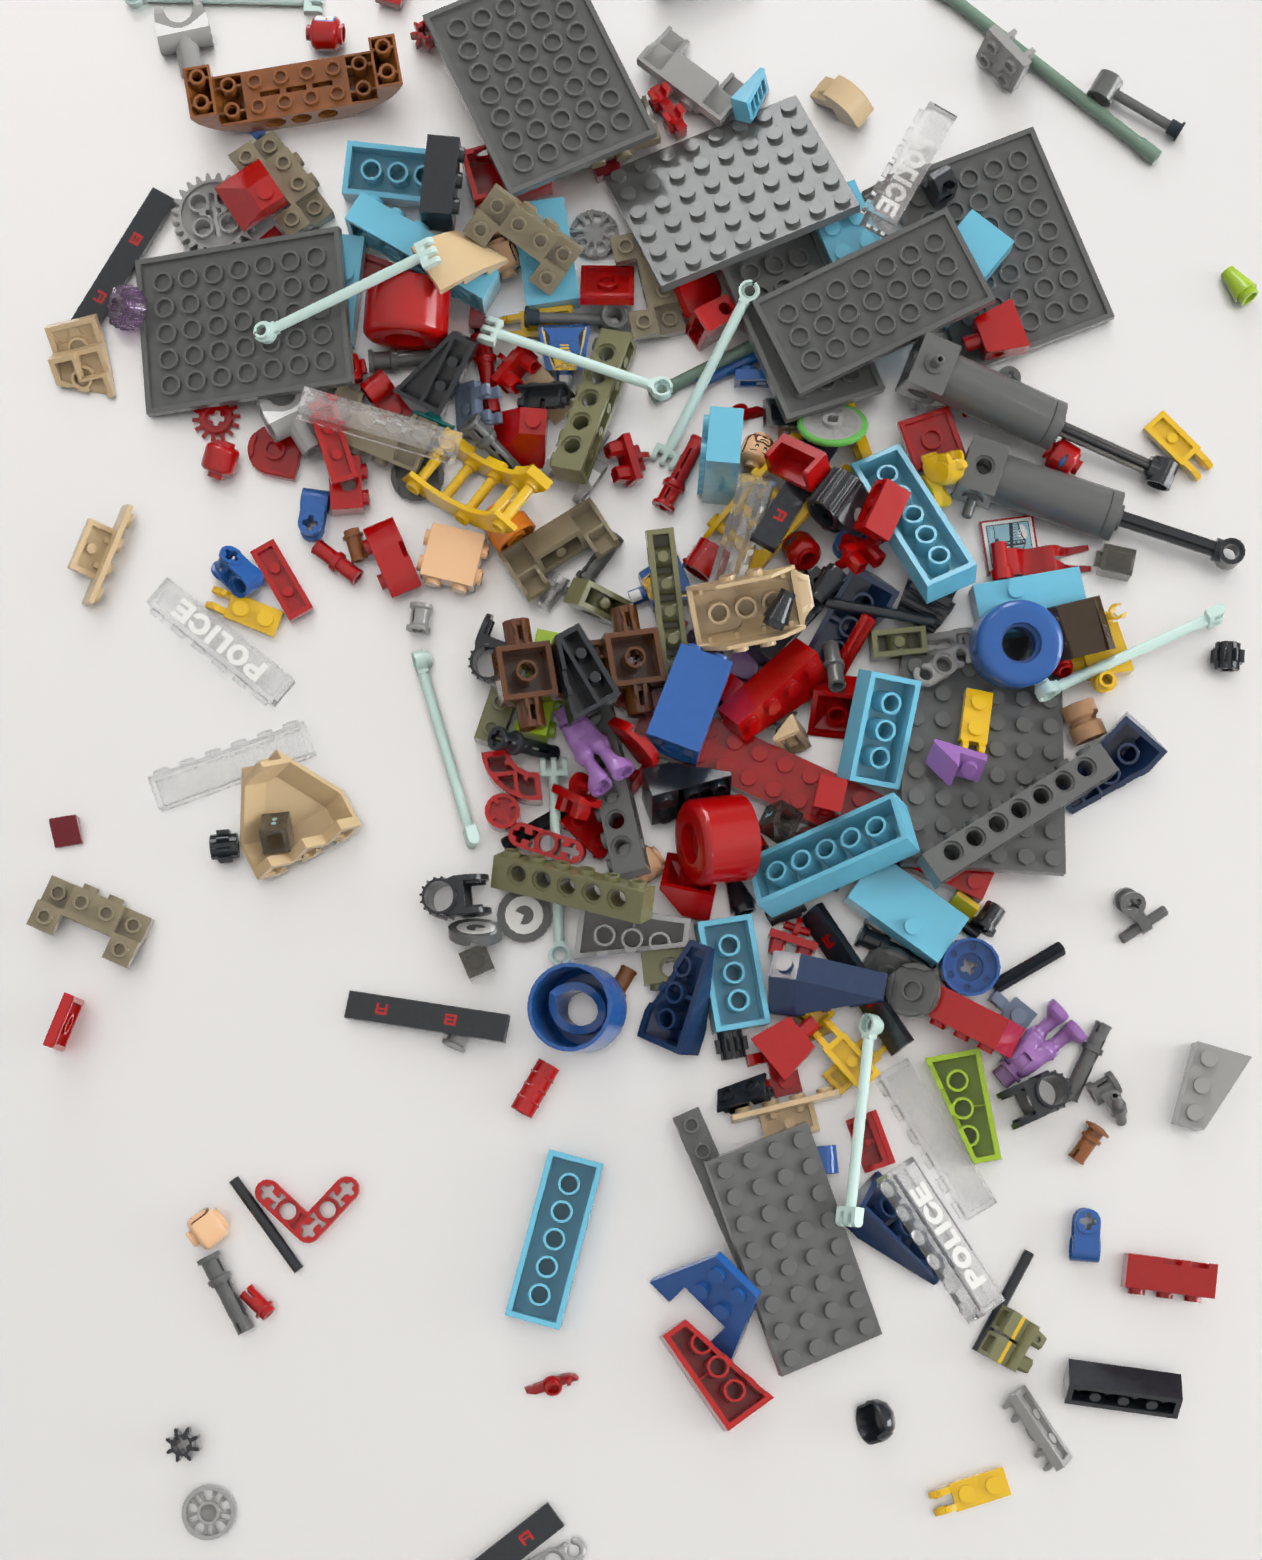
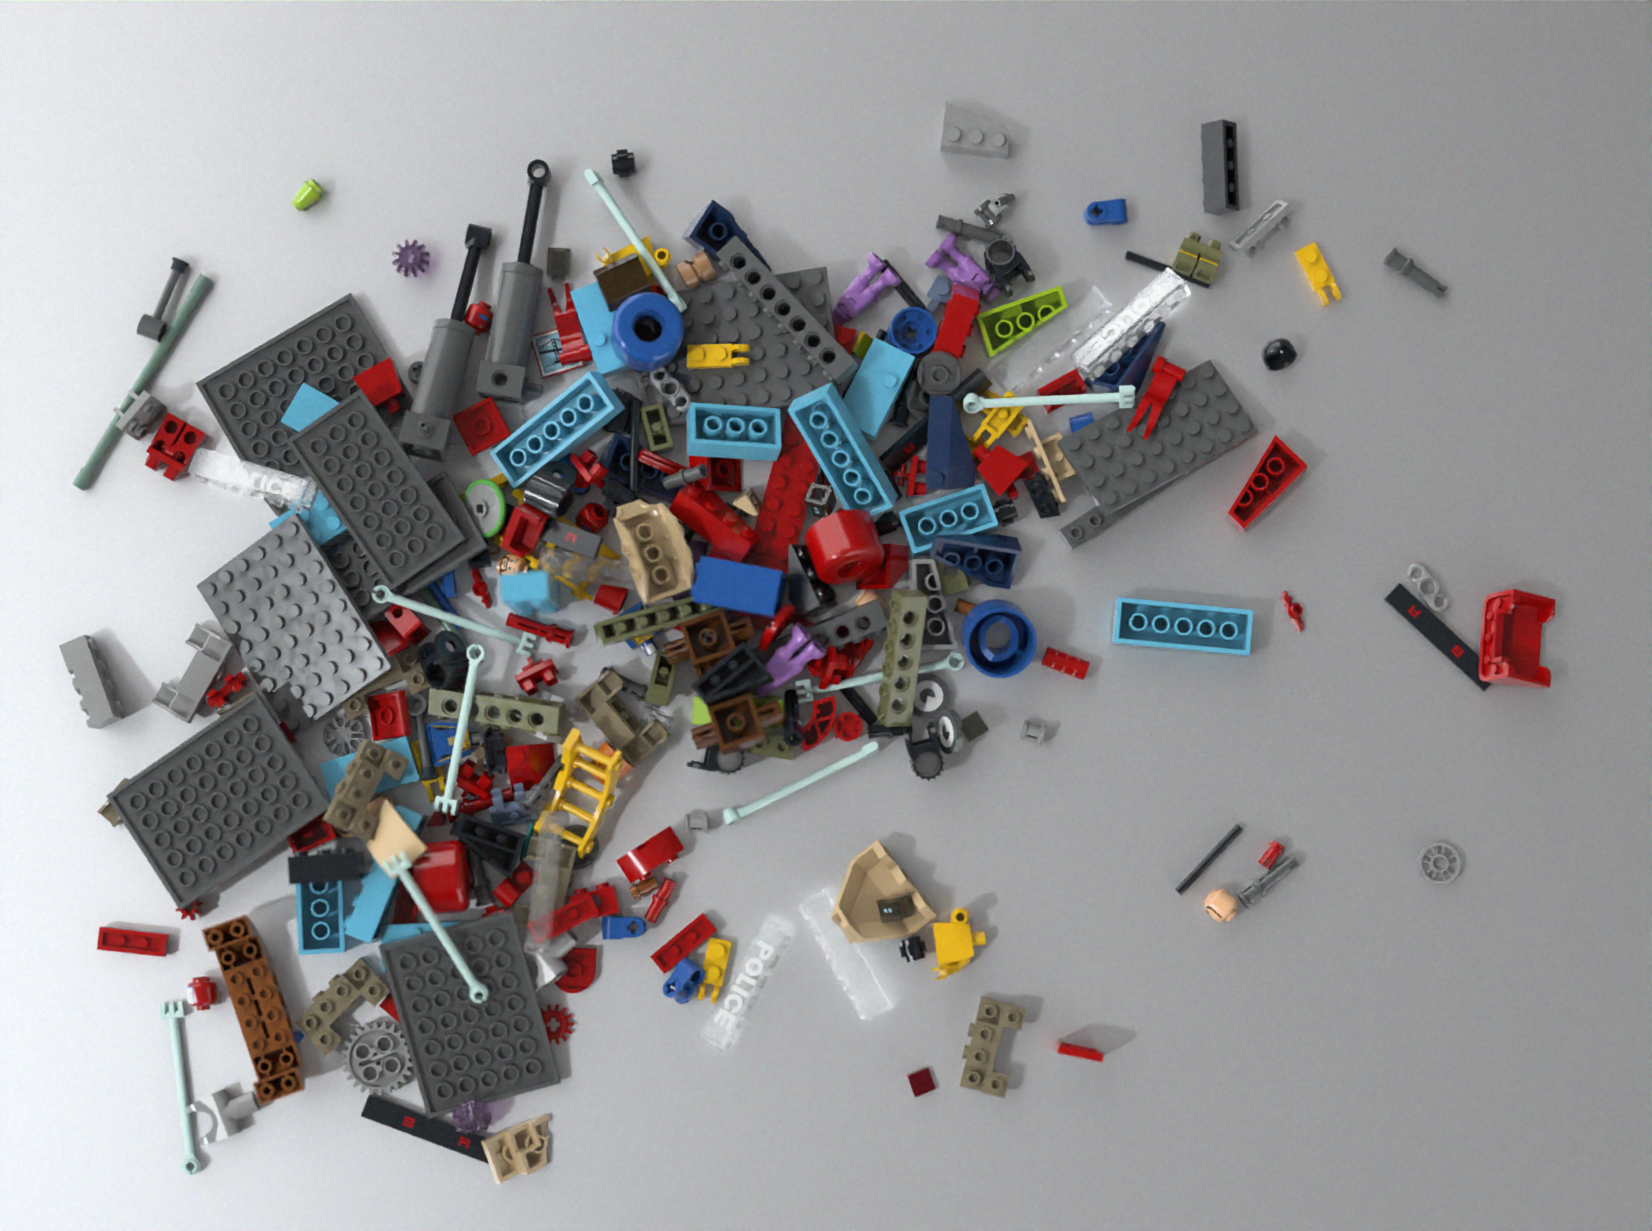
camera: 100 degrees left, 5 degrees up
(96, 549) = (683, 1101): tan bracket -> none
(176, 1440) = (1384, 892): black gear -> none
(220, 459) = (589, 1013): red head -> none
(221, 896) = (955, 943): none -> yellow torso
(251, 195) = (358, 1028): red slope -> none
(302, 1215) = (1197, 831): red beam -> none
(427, 1016) = (1024, 758): black tile -> none
(453, 558) = (643, 804): light nougat brick -> none
(491, 847) = (881, 730): none -> black axle
(526, 844) = (859, 701): red beam -> none
(653, 350) = (451, 667): none -> black piece
(720, 1290) = (1200, 489): blue wing -> none
(750, 97) = (205, 622): medium azure slope -> none
(779, 611) = (654, 525): black cone -> none
(829, 796) = (797, 462): red panel -> none
(844, 99) = (195, 544): tan brick -> none
(848, 1257) = (1157, 393): none -> red flag
(882, 510) = (553, 455): hinge -> none
(940, 186) = (262, 451): black leg -> none
(942, 470) = (510, 412): yellow animal -> none
(953, 760) = (751, 369): medium lavender slope -> none
(963, 93) = (174, 445): none -> red hips
(988, 918) = (868, 324): black bush -> none
(1027, 913) = (860, 294): none -> medium lavender piece
(1088, 1142) = (1030, 219): dark orange pin -> none
(1136, 912) = (843, 208): dark grey piece -> none
(1140, 398) = (403, 256): none -> clear purple gear
(1169, 1277) = (1127, 143): red wedge -> none
(1177, 444) = (451, 228): yellow hinge -> none

